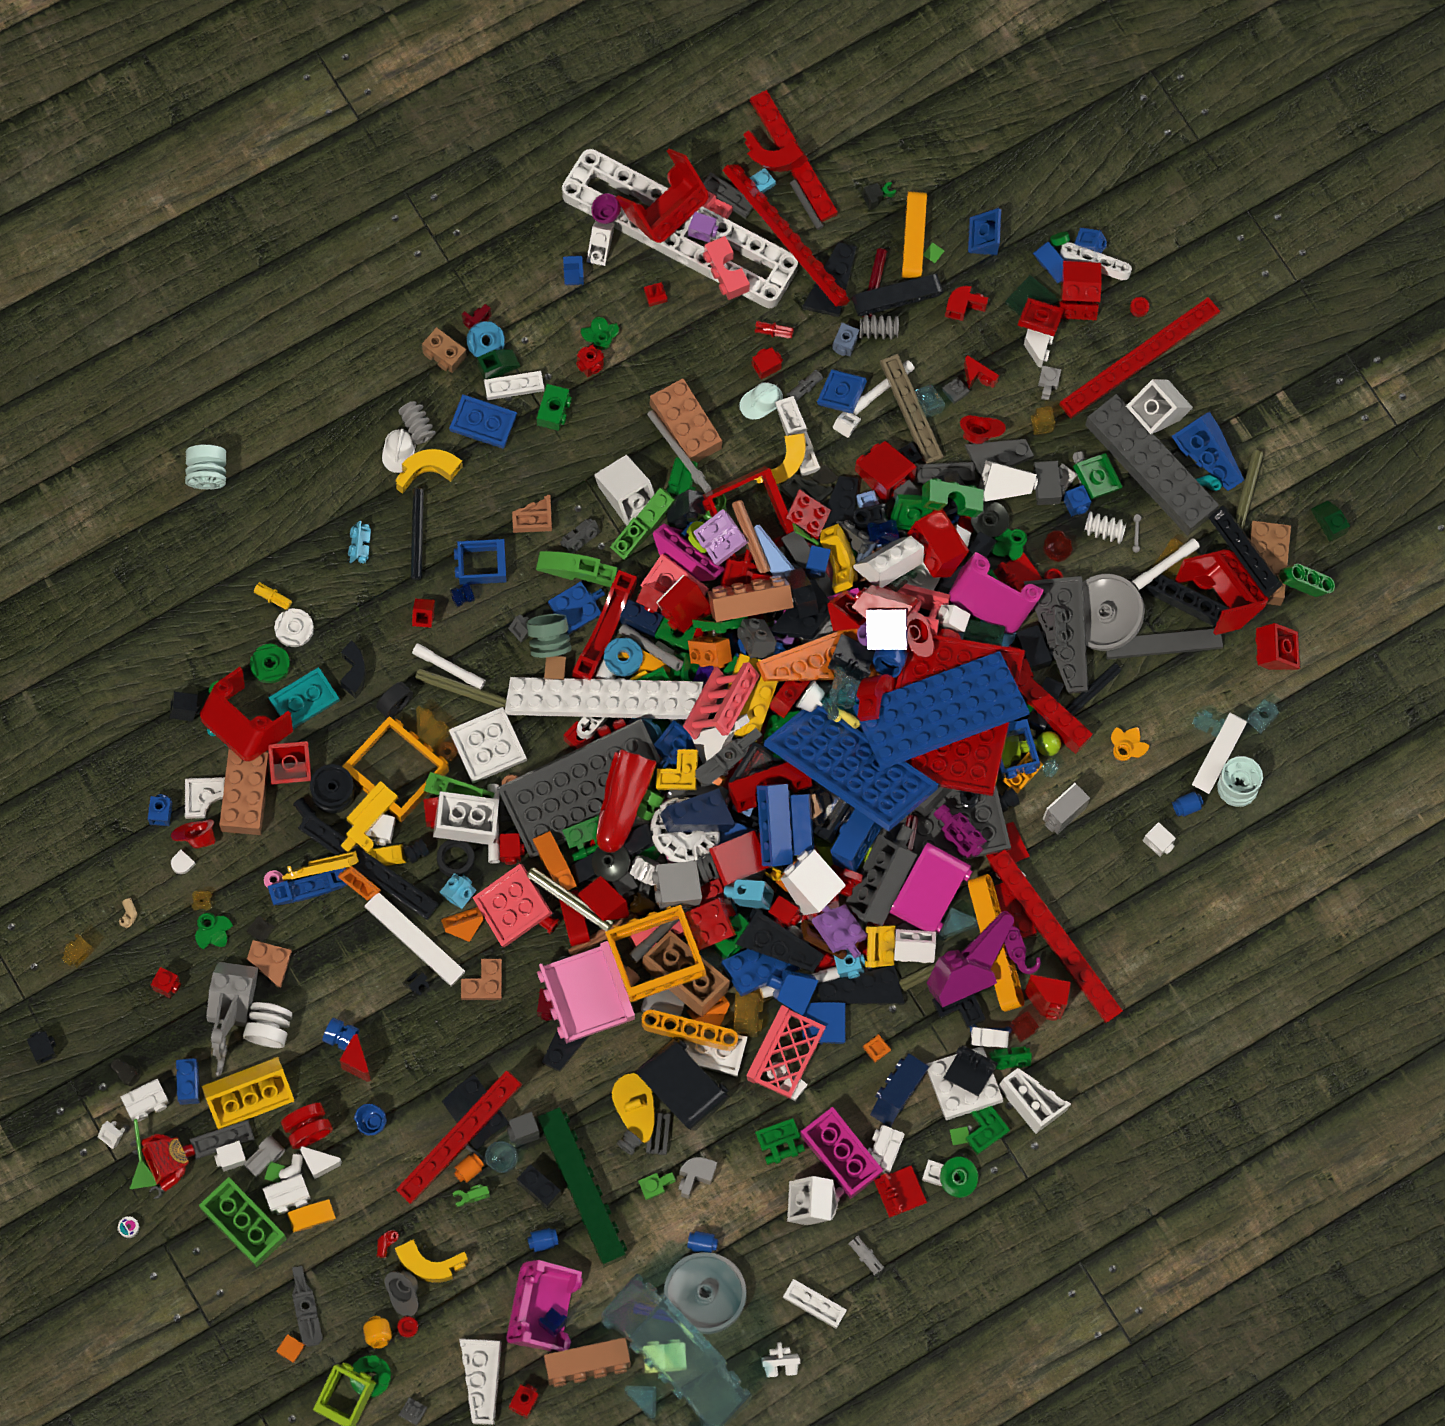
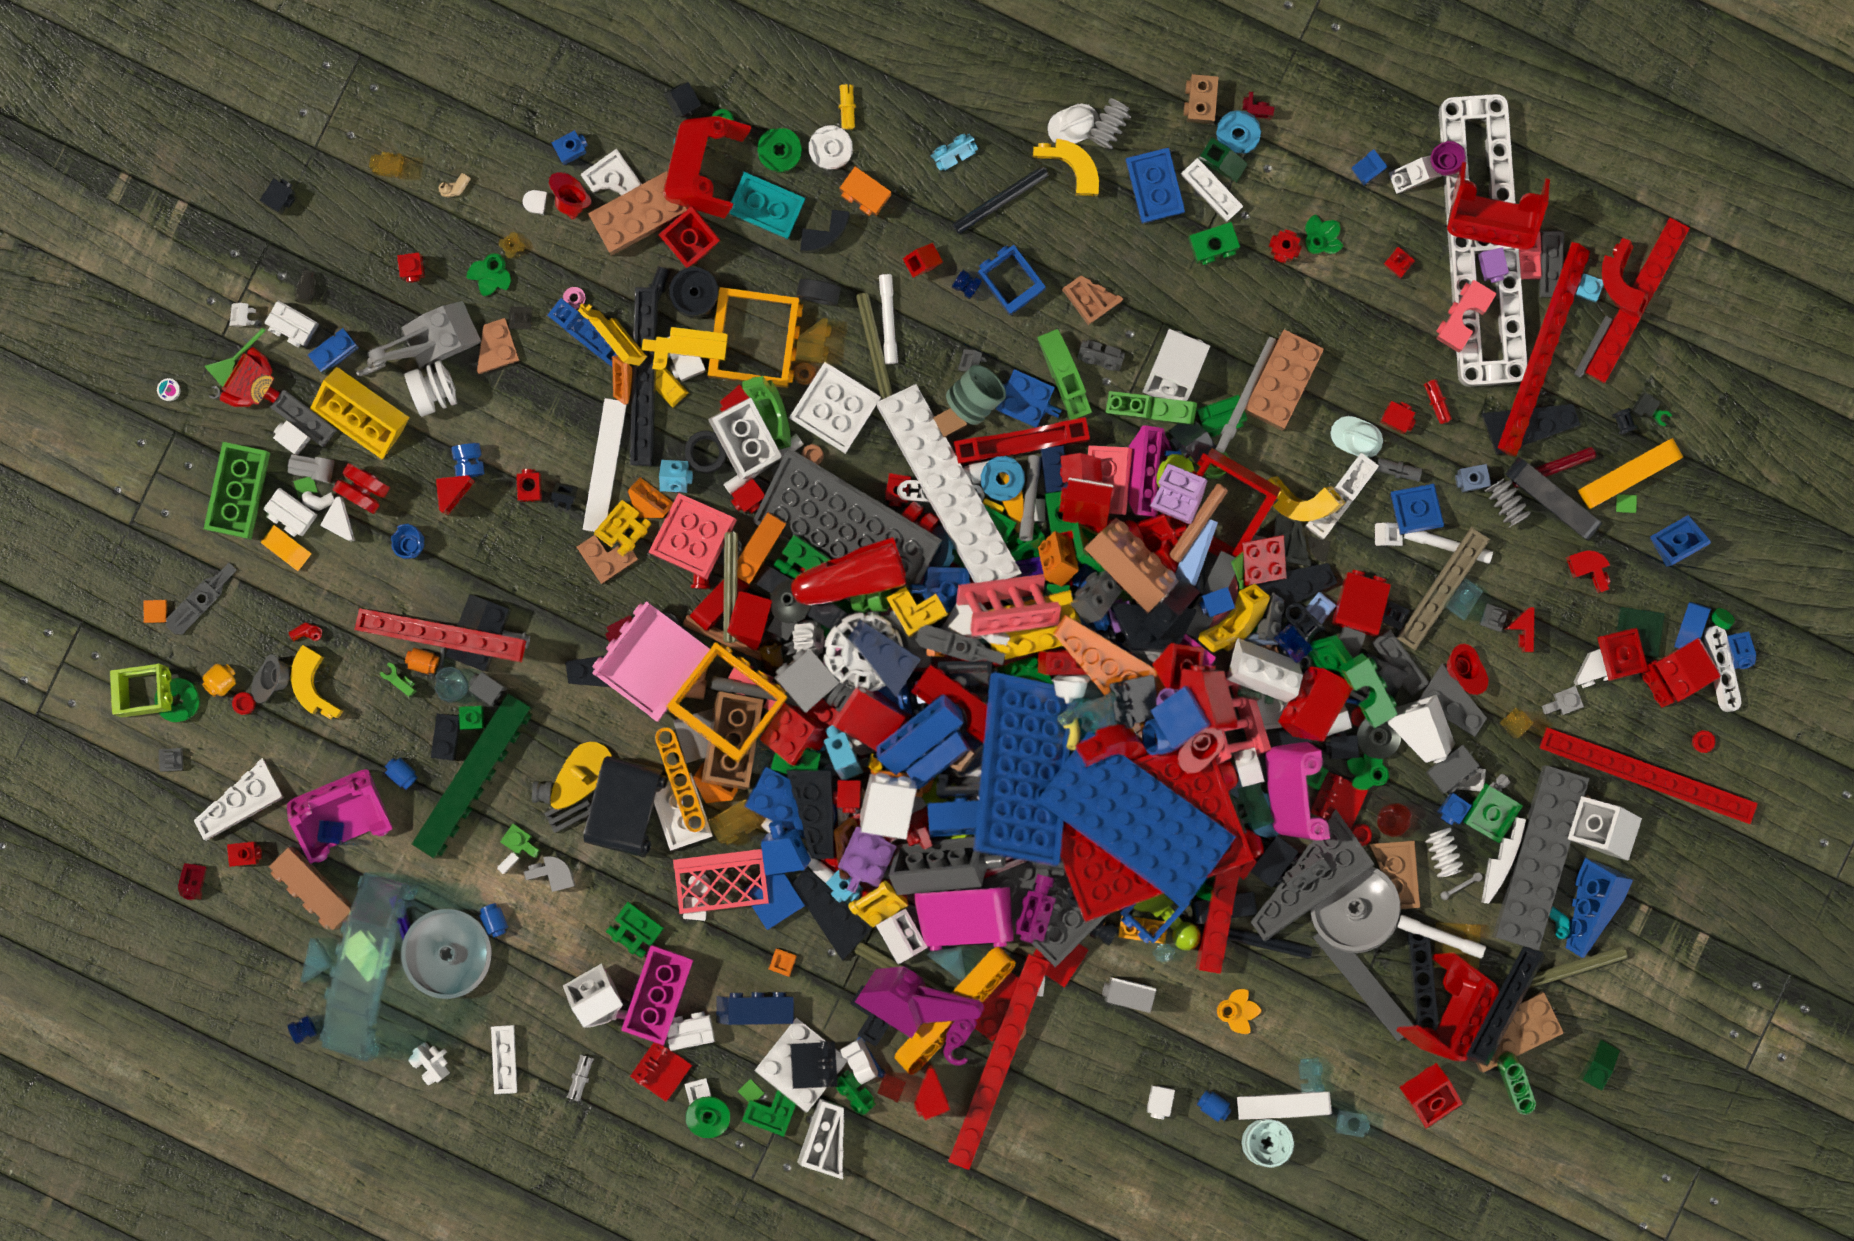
camera: 60 degrees right, 15 degrees up
(344, 621) = (865, 192): none -> orange brick
(396, 1010) = (533, 495): none -> red brick
(415, 851) = (687, 410): black wheel -> none
(464, 955) = (617, 523): none -> yellow plate
(537, 1157) = (471, 717): none -> green brick
(666, 1202) = (508, 862): none -> white tile
(874, 215) = (1624, 421): none -> black bush
(1092, 562) = (1399, 863): none -> medium nougat wing
(1140, 497) = (1498, 869): none -> white slope

